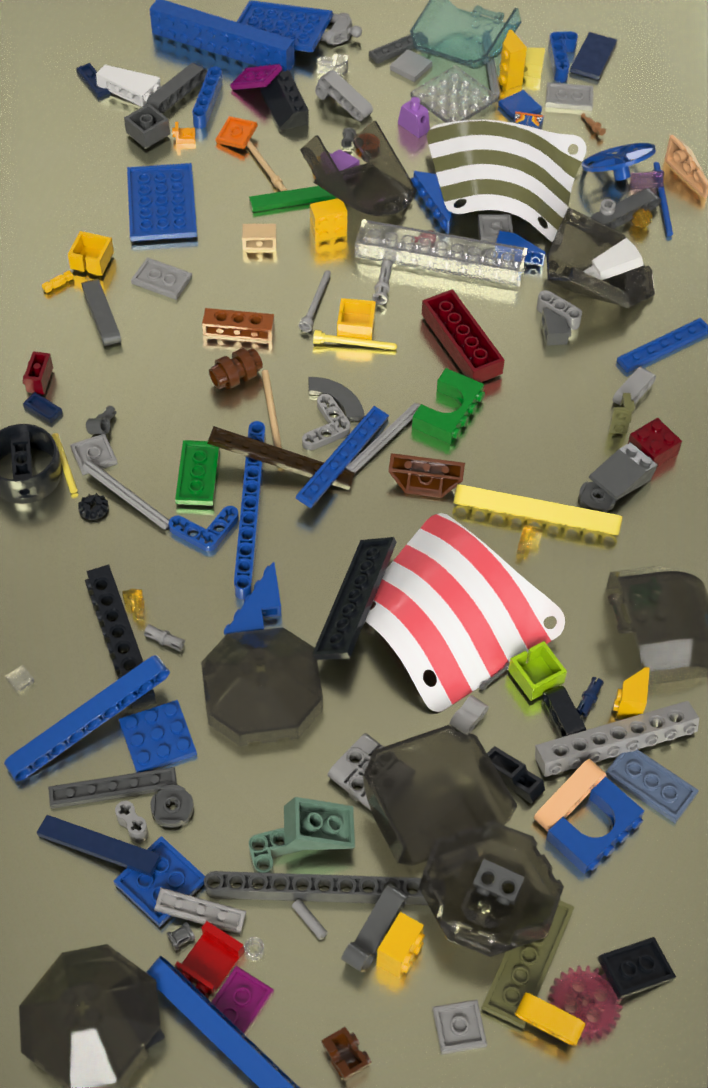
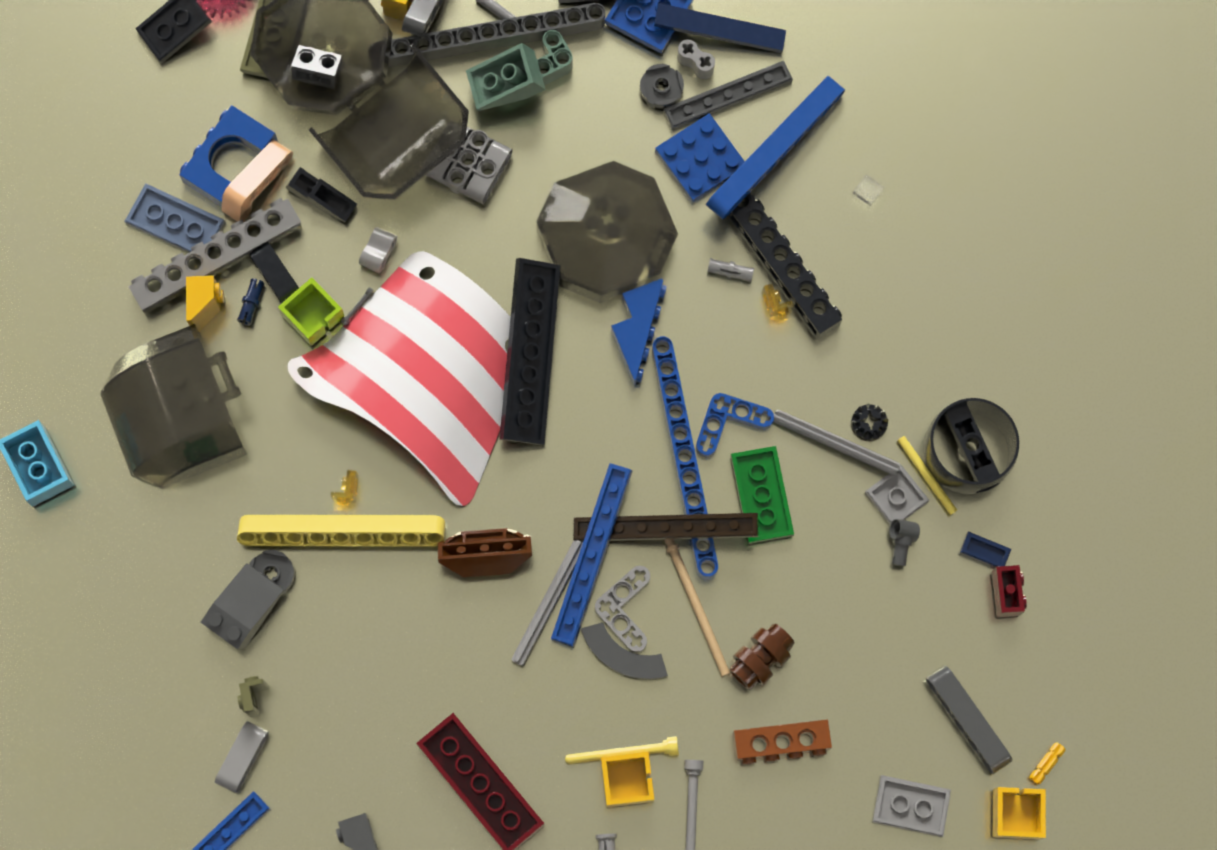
camera: 165 degrees right, 20 degrees up
(448, 425) = (473, 635): green arch -> none
(656, 441) = (207, 666): dark red brick -> none

